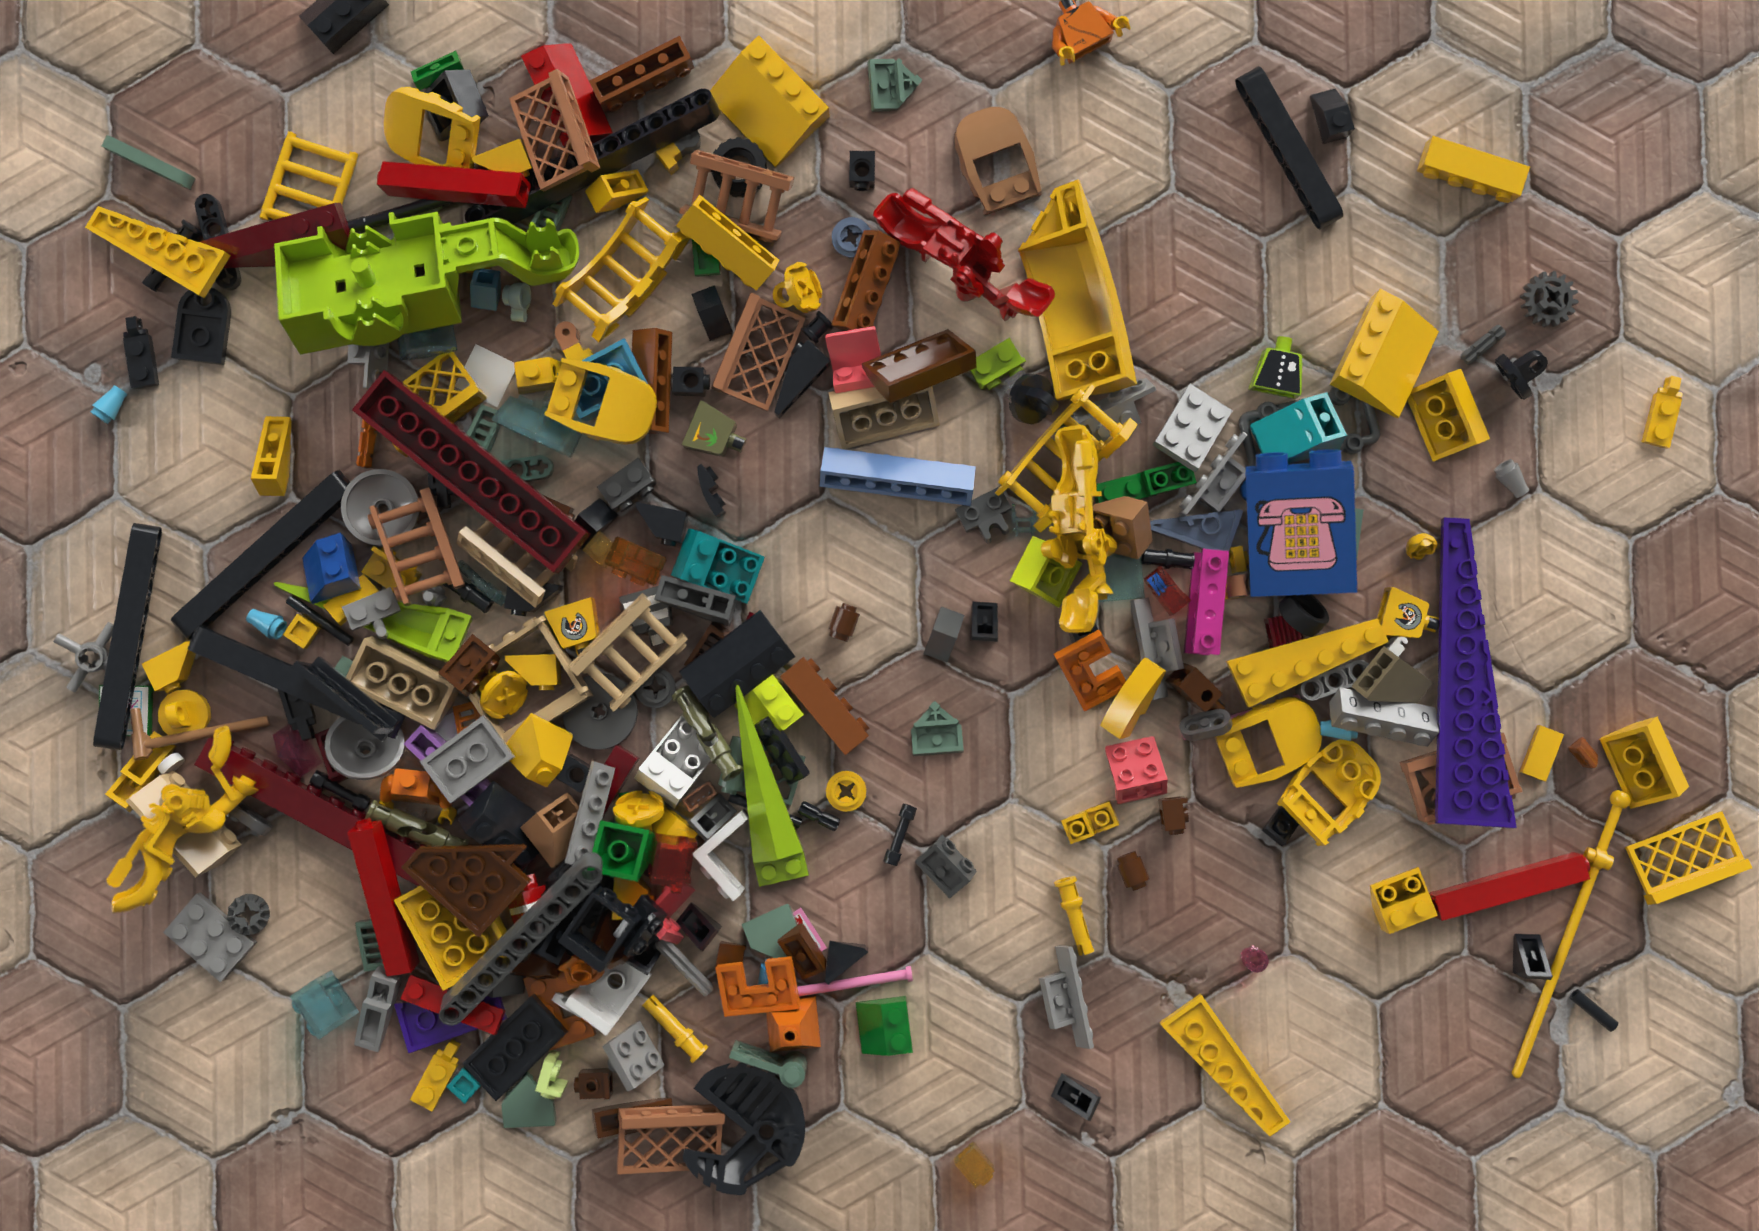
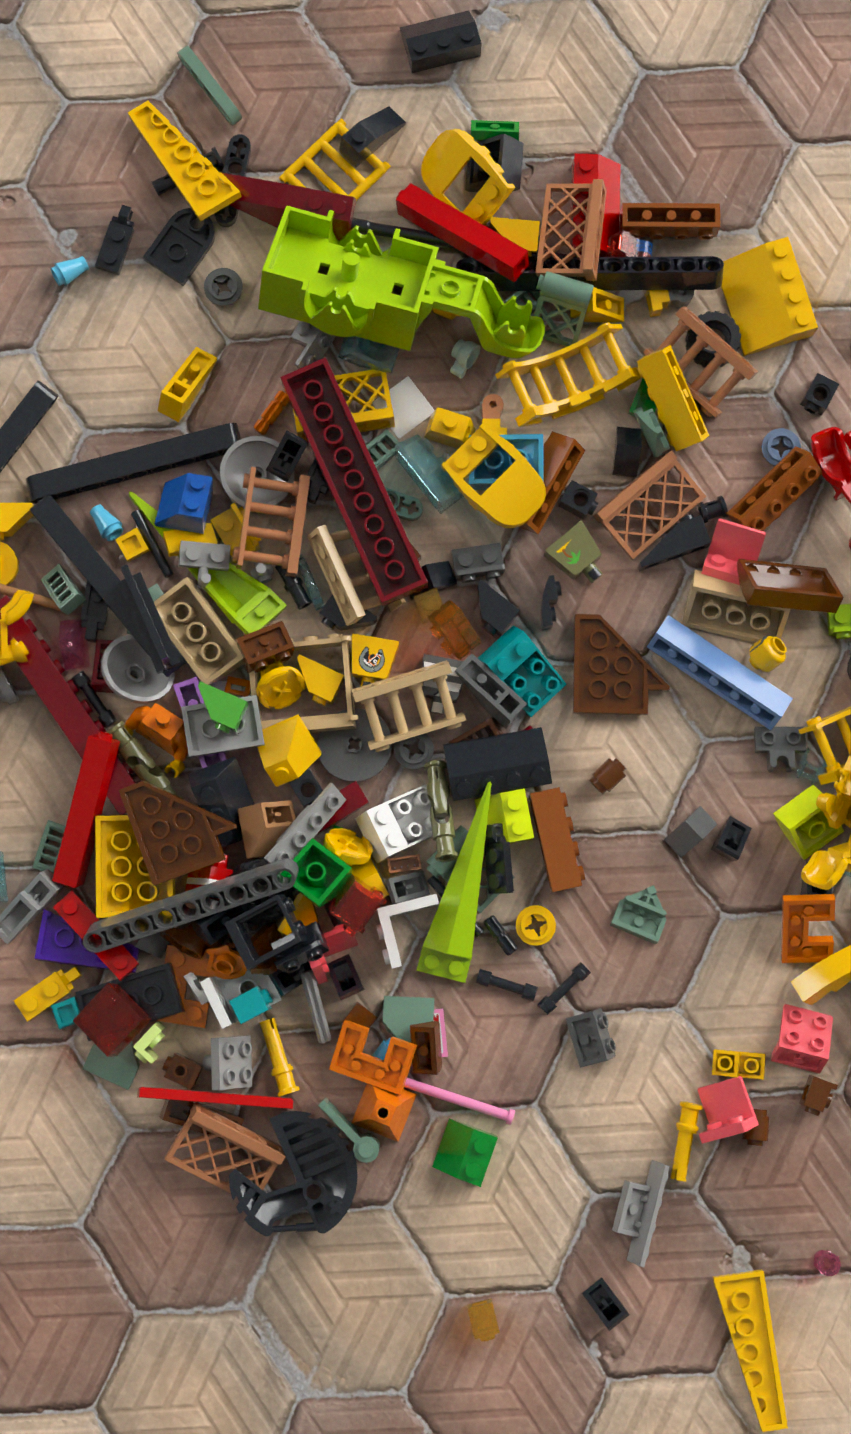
camera: 20 degrees right, 5 degrees down
(255, 338) = (221, 277): none -> dark grey gear
(273, 706) = (73, 600): none -> sand green slope
(322, 134) = (369, 135): none -> black slope
(398, 479) = (287, 456): none -> black slope
(457, 745) = (223, 707): none -> bright green slope
(485, 289) = (442, 333): dark azure brick -> none
(505, 1074) = (112, 1019): none -> clear red brick
(579, 196) = (565, 293): none -> sand green piece
(616, 118) = (628, 246): none -> clear red leg
(623, 997) = (251, 1004): none -> teal brick
(634, 1095) = (217, 1098): none -> red tile
(724, 283) = (652, 431): none -> sand green slope
(797, 525) = (608, 671): none -> reddish brown wing
(802, 288) = (717, 469): yellow tile -> none
(825, 861) = (486, 978): none -> black bar
(841, 957) = (457, 1070): black slope -> none
(932, 436) = (767, 653): none -> yellow head
(1099, 869) = (726, 1109): none -> coral bracket

